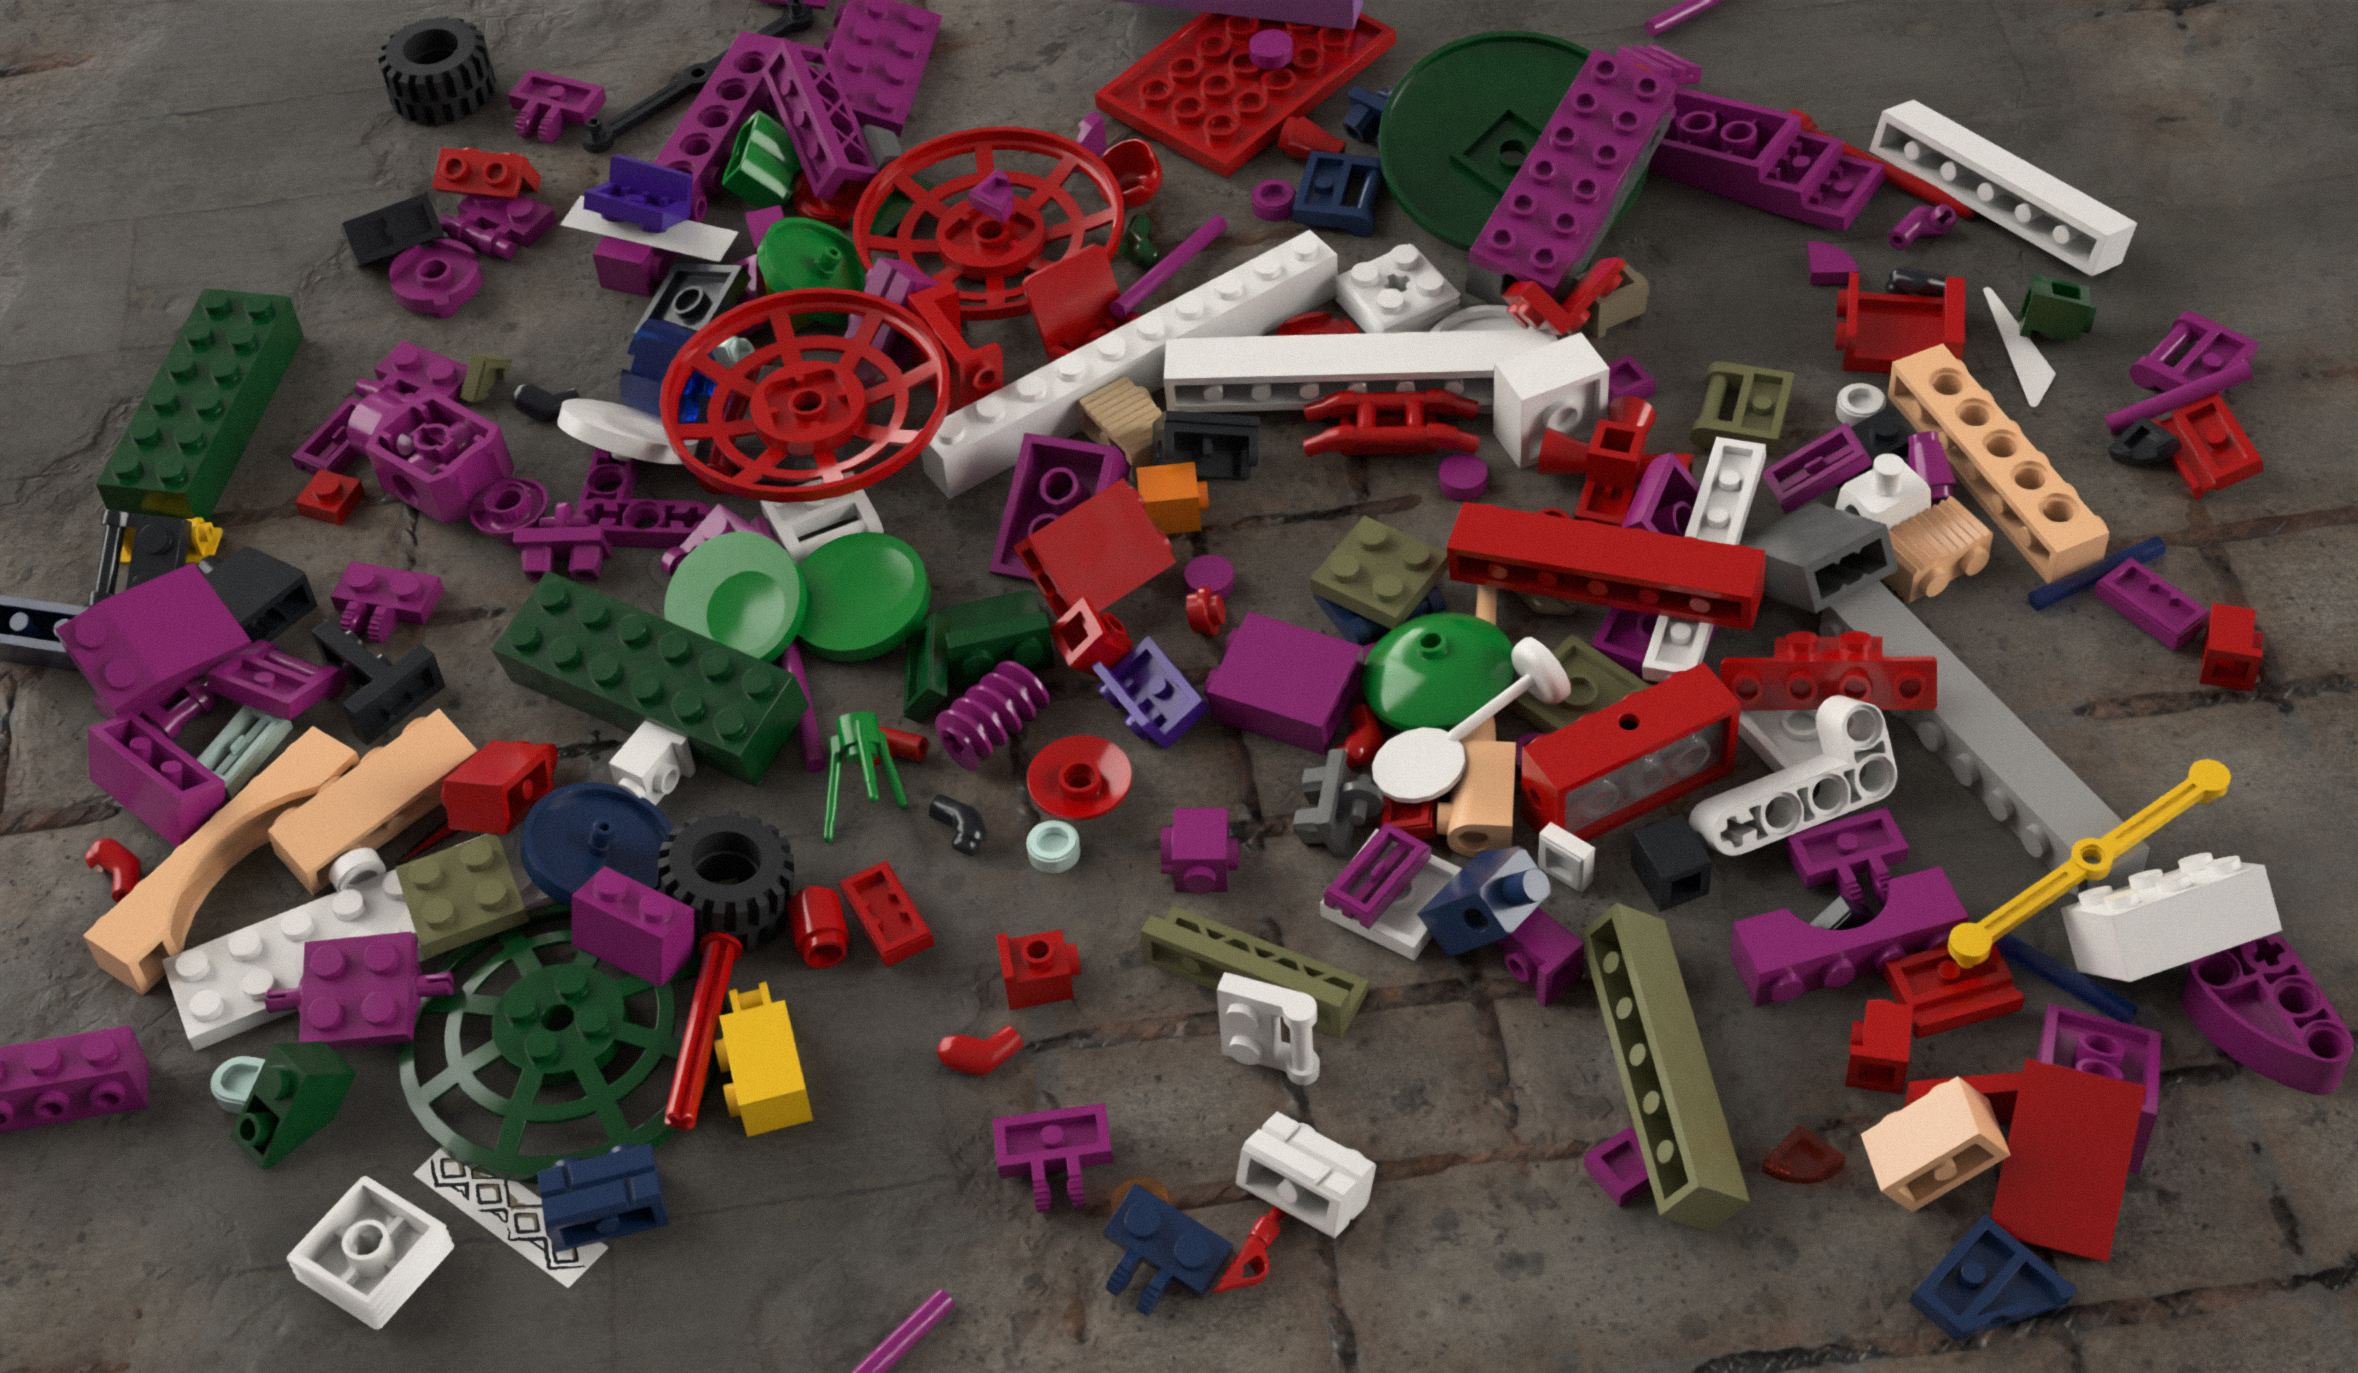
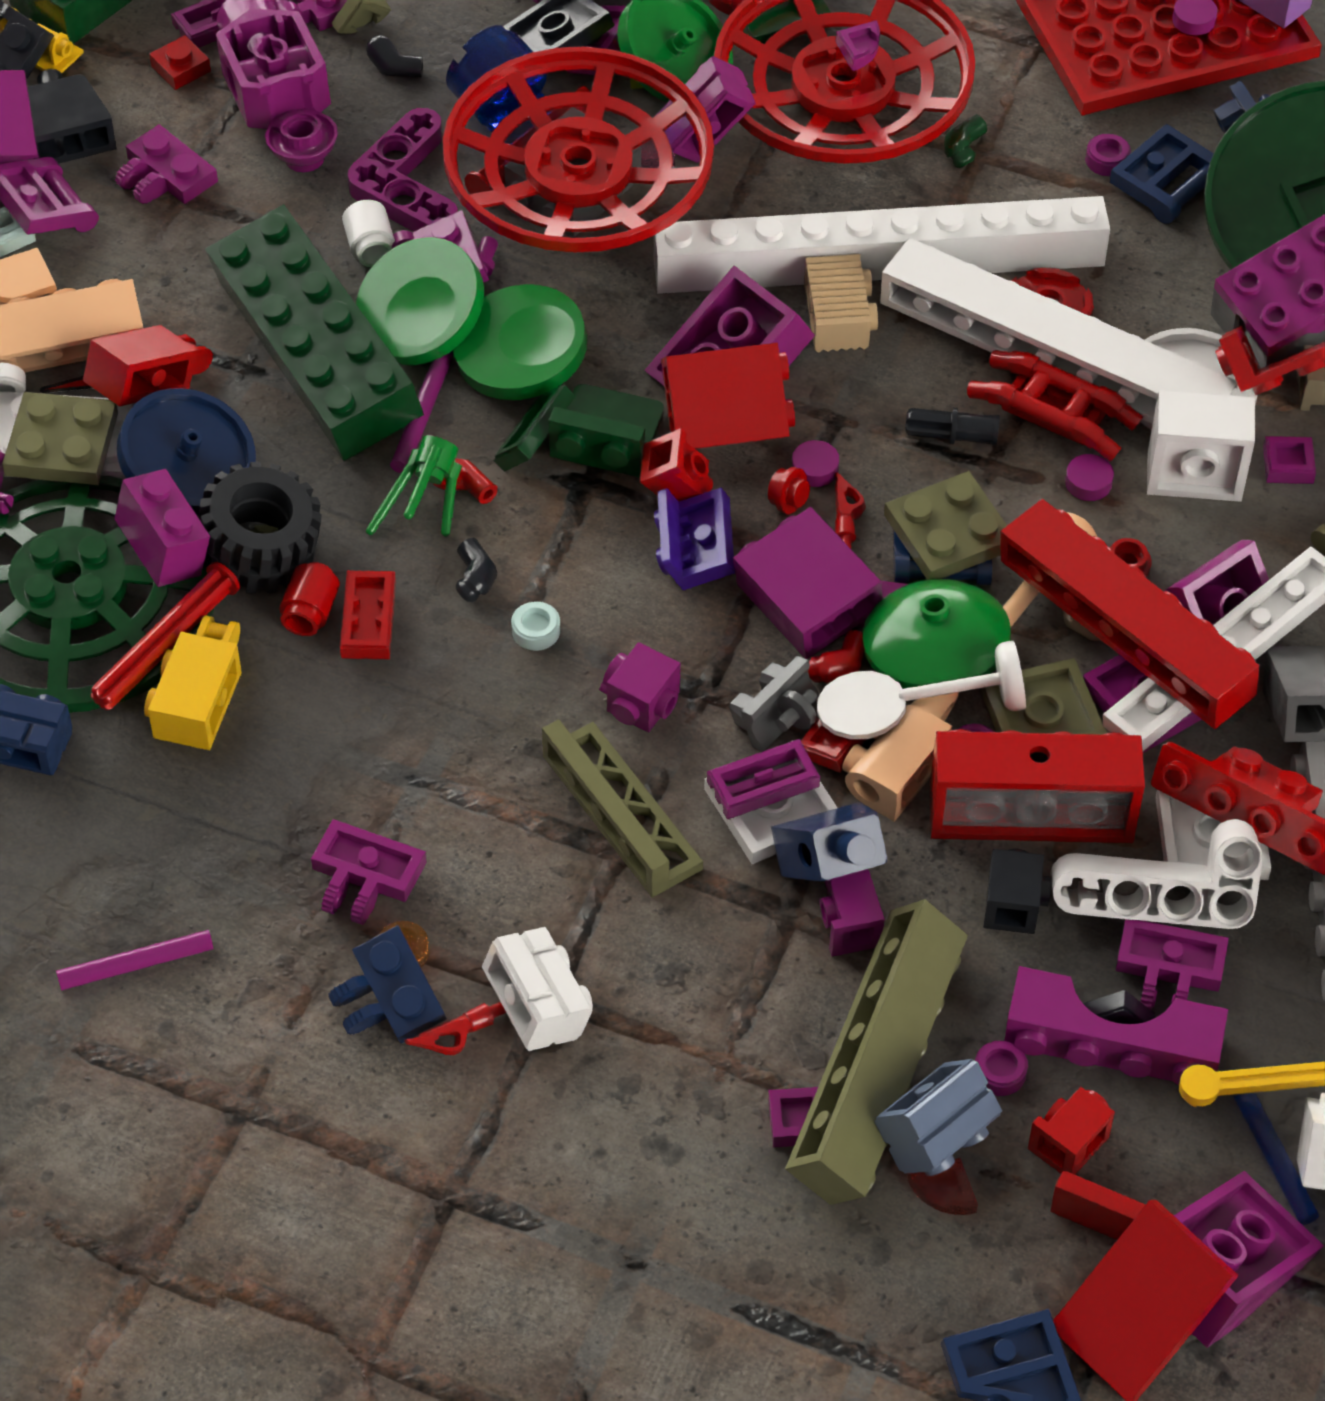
camera: 25 degrees right, 5 degrees up
(385, 690) = (120, 244): black bracket -> none
(563, 539) = (328, 180): magenta hips -> none
(619, 430) = (420, 109): white piece -> none
(636, 566) = (368, 231): none -> white brick
(652, 762) = (270, 403): white brick -> none
(732, 351) = (557, 83): light aqua tile -> none
(801, 518) = (515, 255): white plate -> none
(972, 371) = (731, 187): red panel -> none
(978, 1055) = (361, 764): red arm -> none
(989, 712) = (556, 489): magenta piece -> none
(1037, 968) = (450, 717): red brick -> none
(1074, 301) = (864, 168): red bracket -> none
(1077, 763) = (589, 565): red dish -> none
(1092, 134) = (987, 28): magenta tile -> none
(1135, 170) = (998, 75): red hair -> none
(1168, 266) = (971, 173): magenta bar -> none
(1173, 496) = (827, 379): orange brick -> none
(1217, 443) = (882, 347): black hinge -> none
(1252, 1026) = (584, 856): white plate -> none
(1255, 595) = (846, 512): none -> red hand
(1302, 136) = (1170, 108): red cone -> none
(1311, 487) = (952, 425): none -> black axle
(1396, 293) = (1147, 289): white brick -> none
(1566, 857) = (930, 842): white tile -> none
(1611, 462) = (1216, 522): red brick -> none
(1763, 1094) = (939, 1118): none -> sand blue brick
(1771, 1026) = (1003, 1067): none -> magenta tile
(1935, 1144) = (1044, 1231): light nougat brick -> none
(1951, 995) = (1160, 1120): red plate -> none

